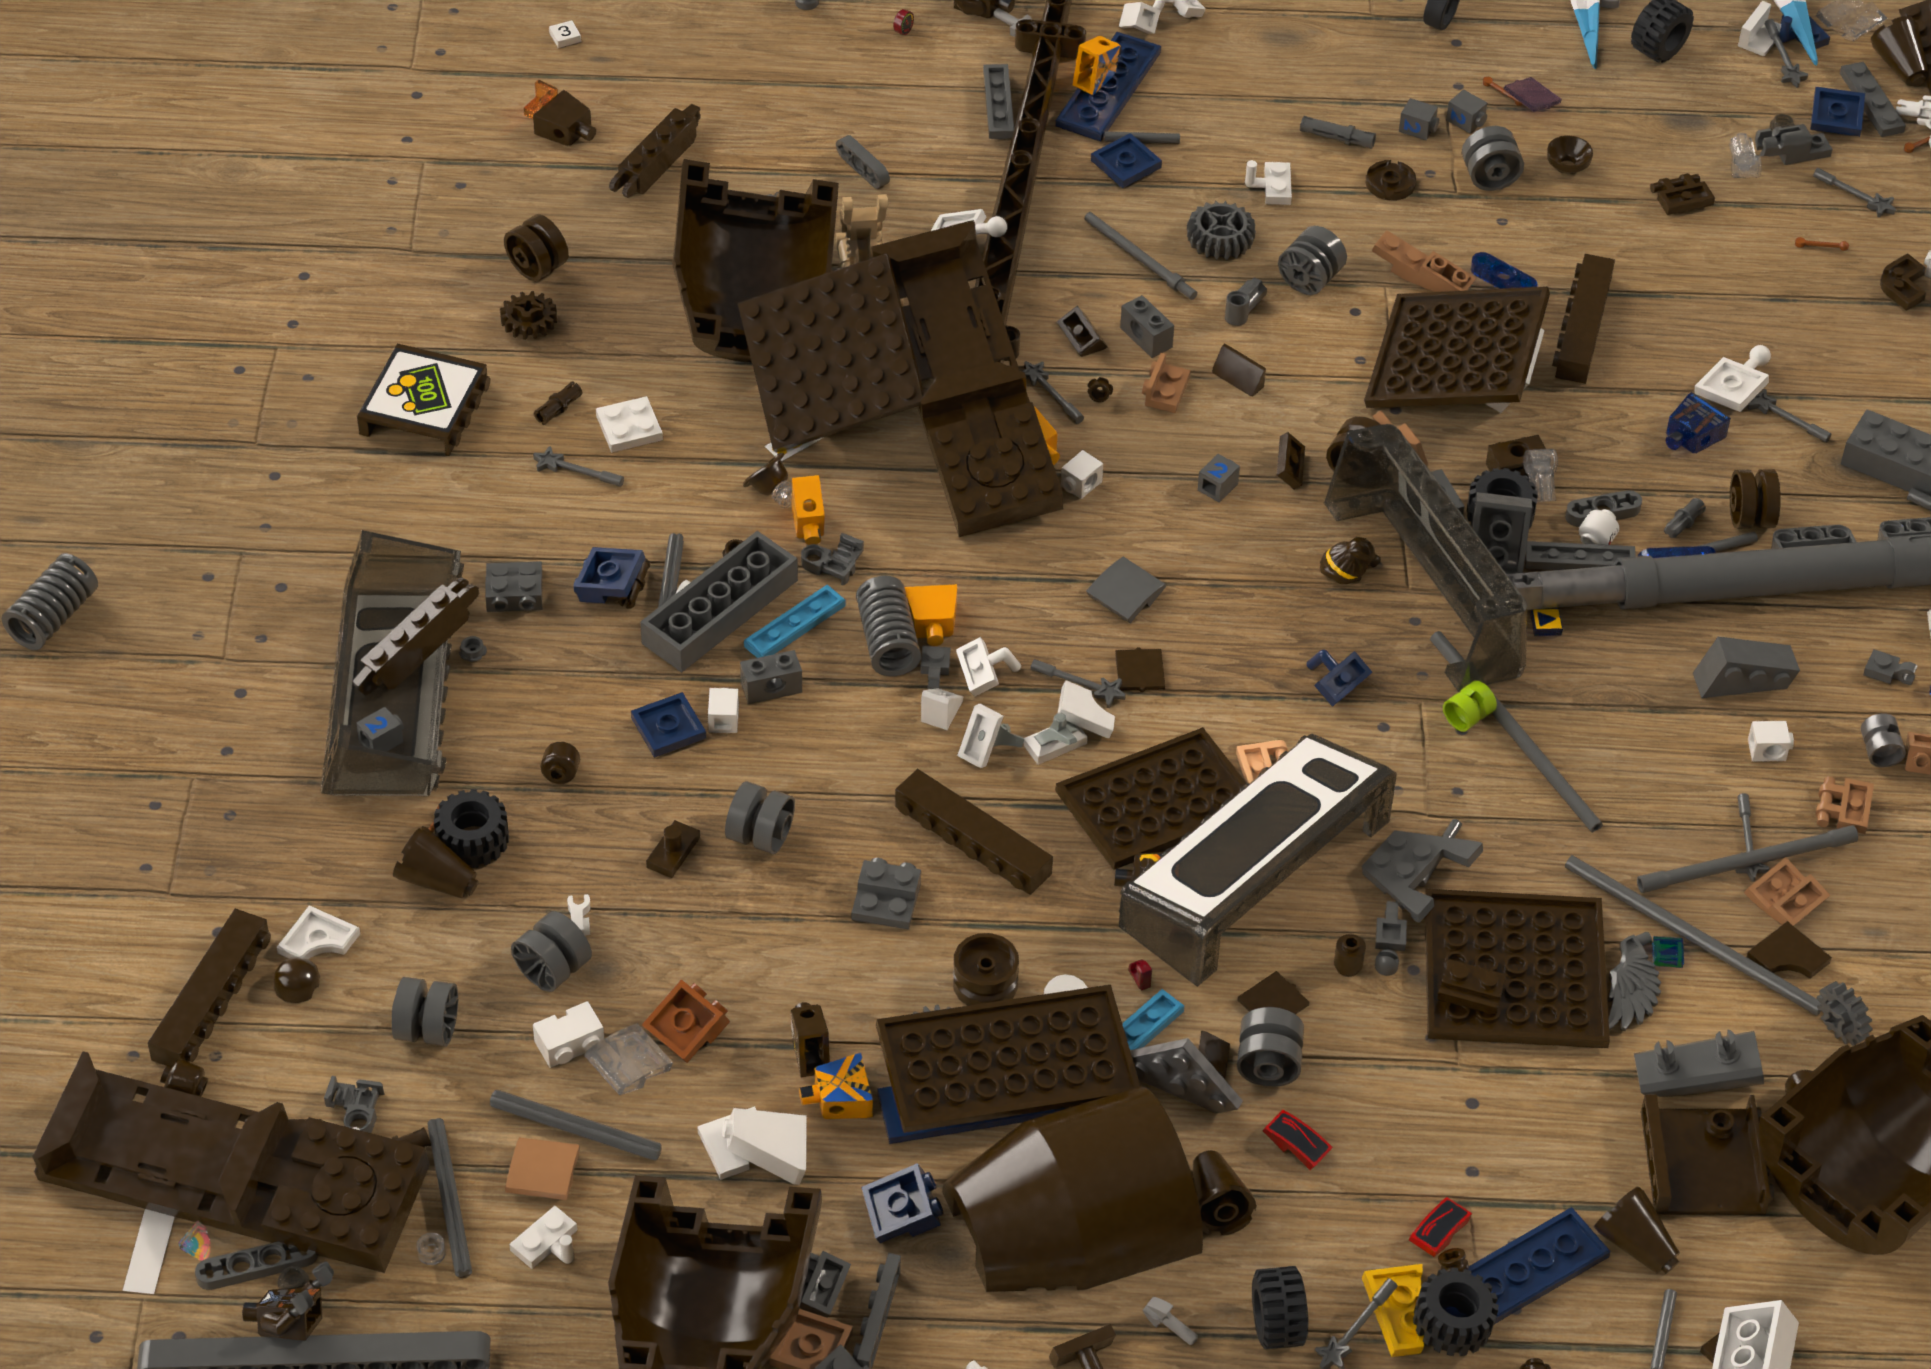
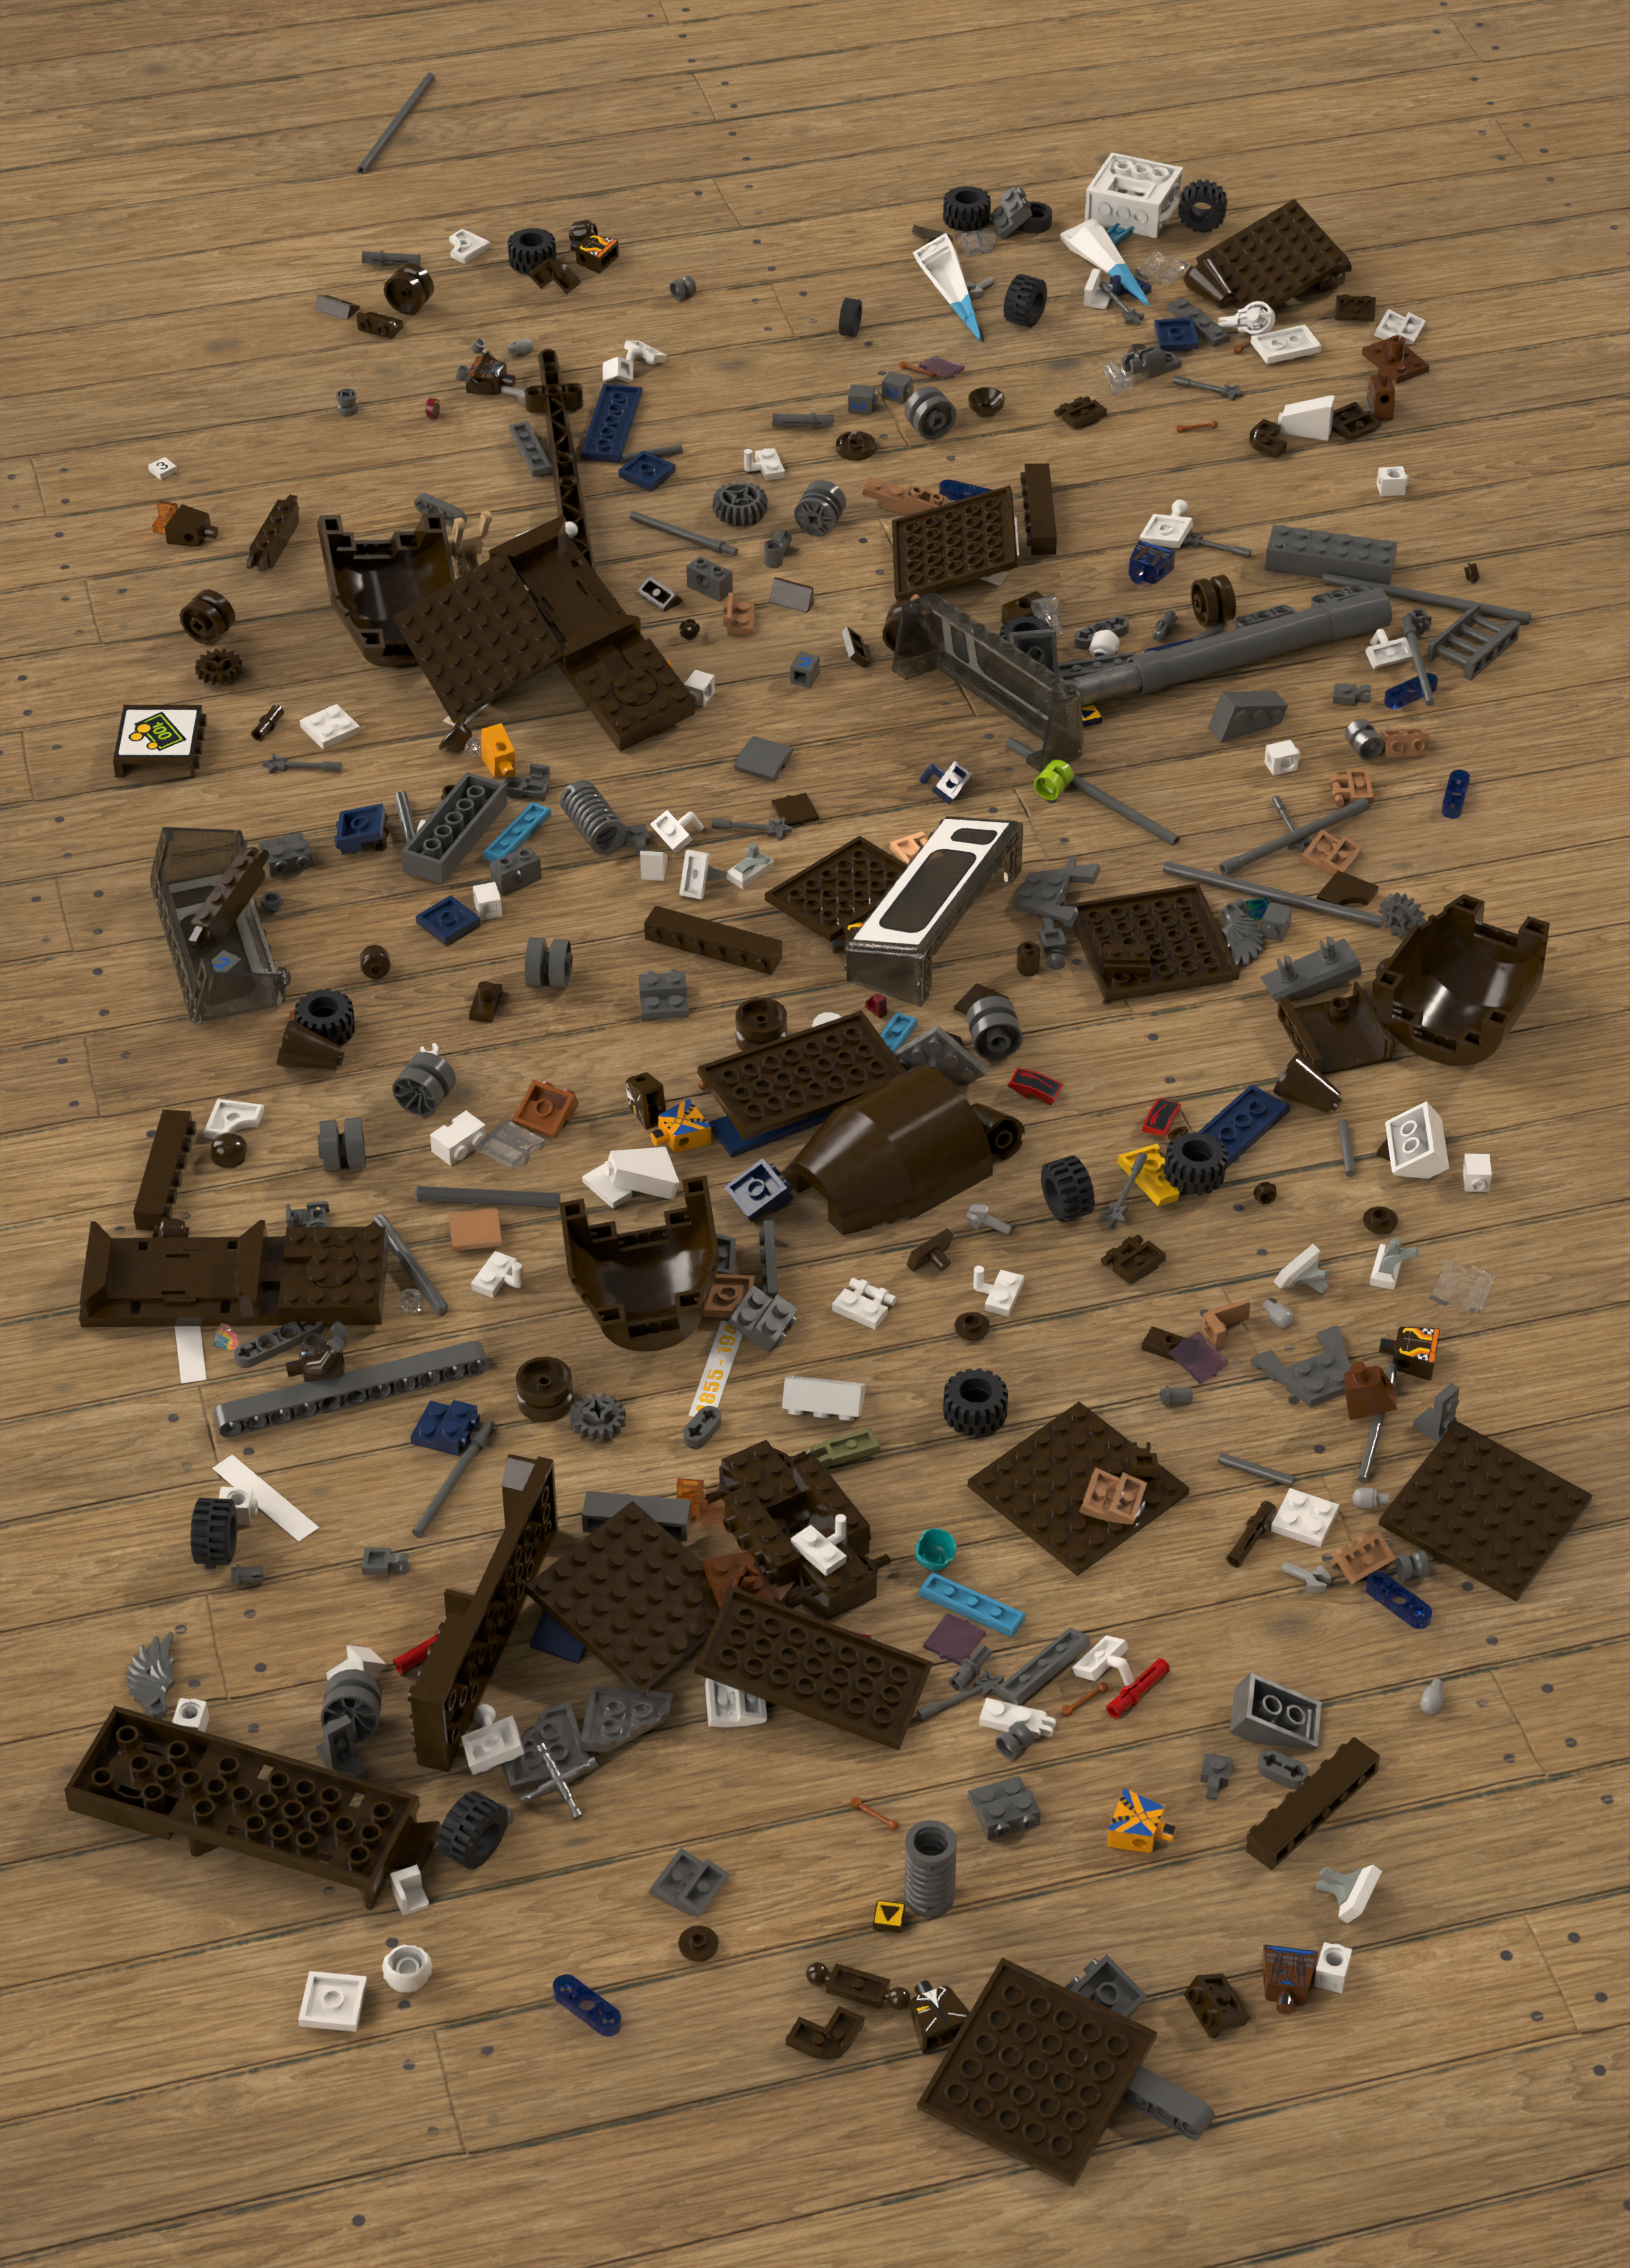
camera: 15 degrees left, 5 degrees down
(933, 611) = (624, 800): light orange torso -> none
(1036, 373) = (669, 647): dark grey piece -> none
(1084, 711) = (766, 843): white tile -> none
(1095, 64) = (599, 406): light orange torso -> none
(1349, 560) = (925, 703): dark brown hair -> none
(1682, 977) = (1276, 921): none -> dark grey brick

